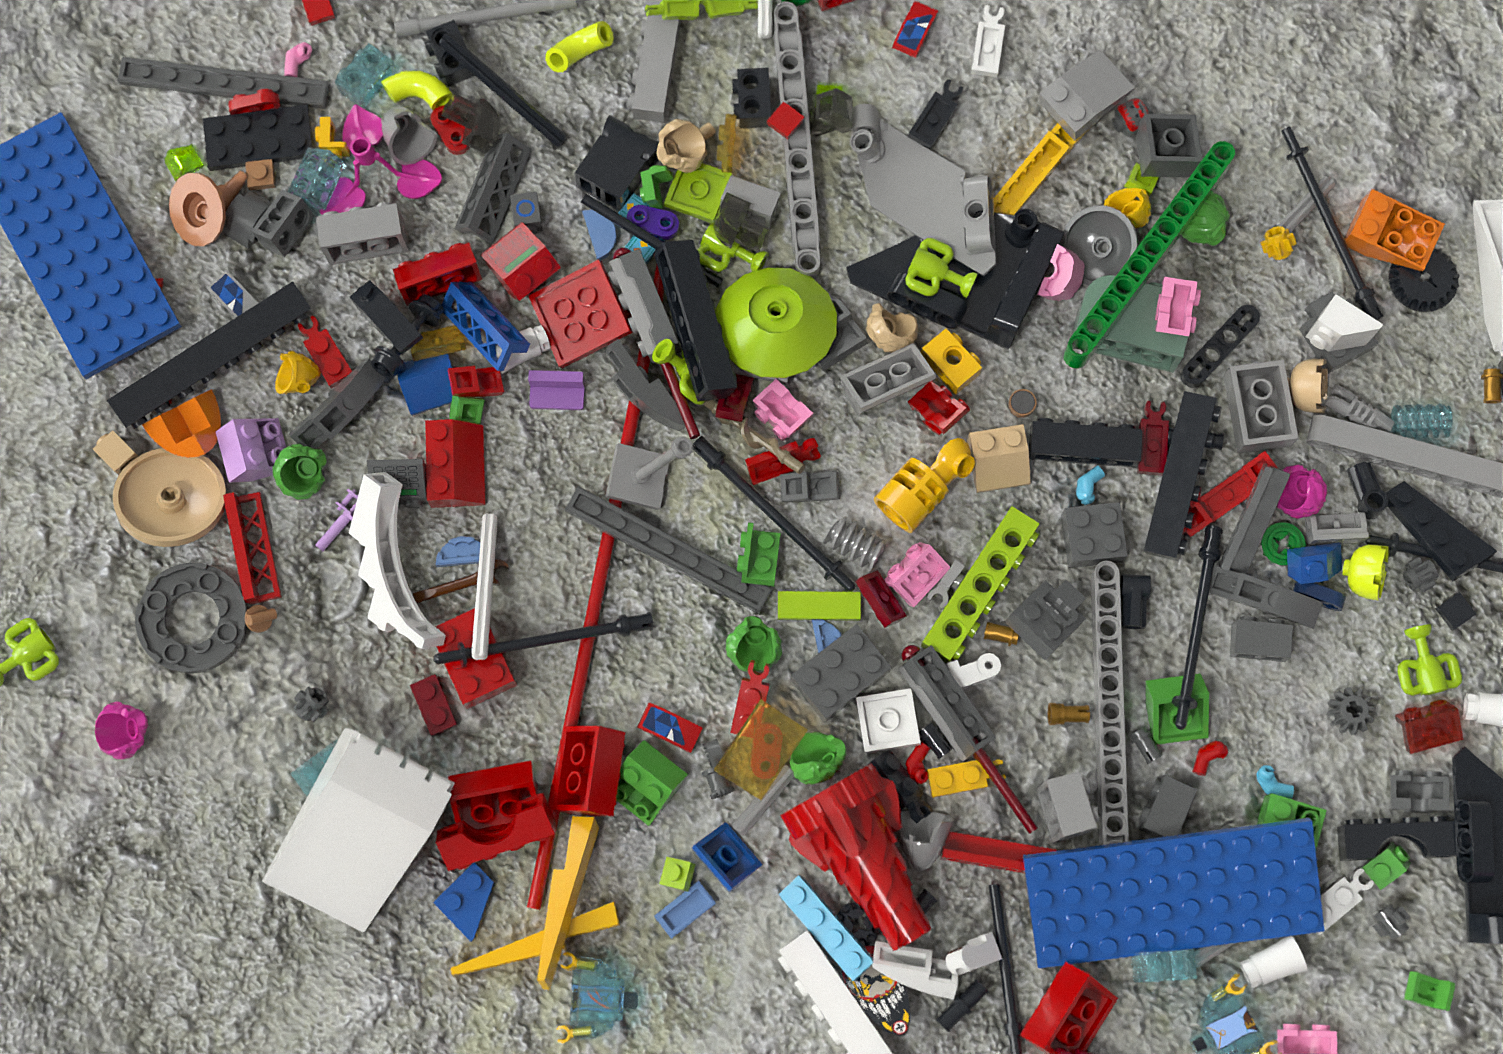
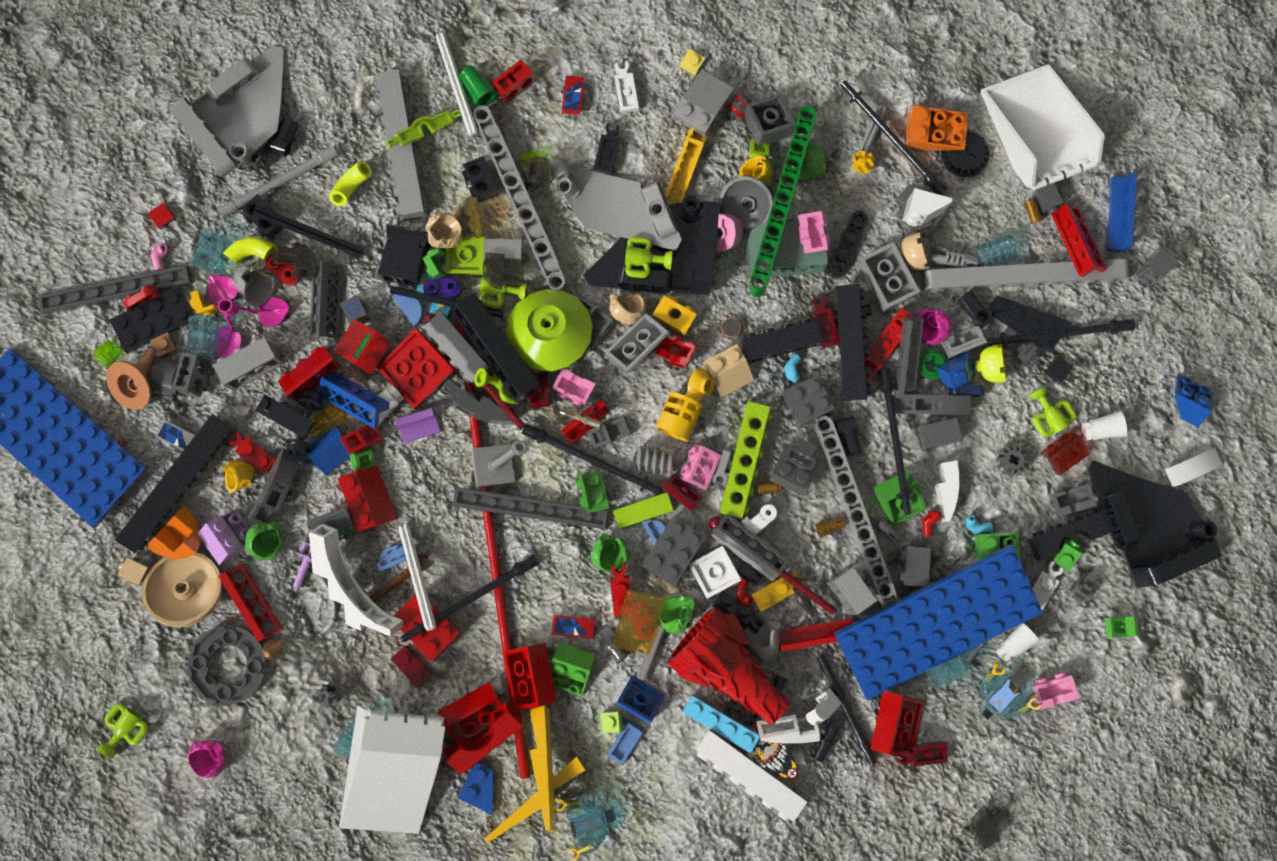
camera: 20 degrees left, 5 degrees up
(785, 120) = (508, 189): red tile -> none
(1090, 38) = (692, 62): none -> light yellow plate
(1248, 719) = (948, 490): none -> white slope

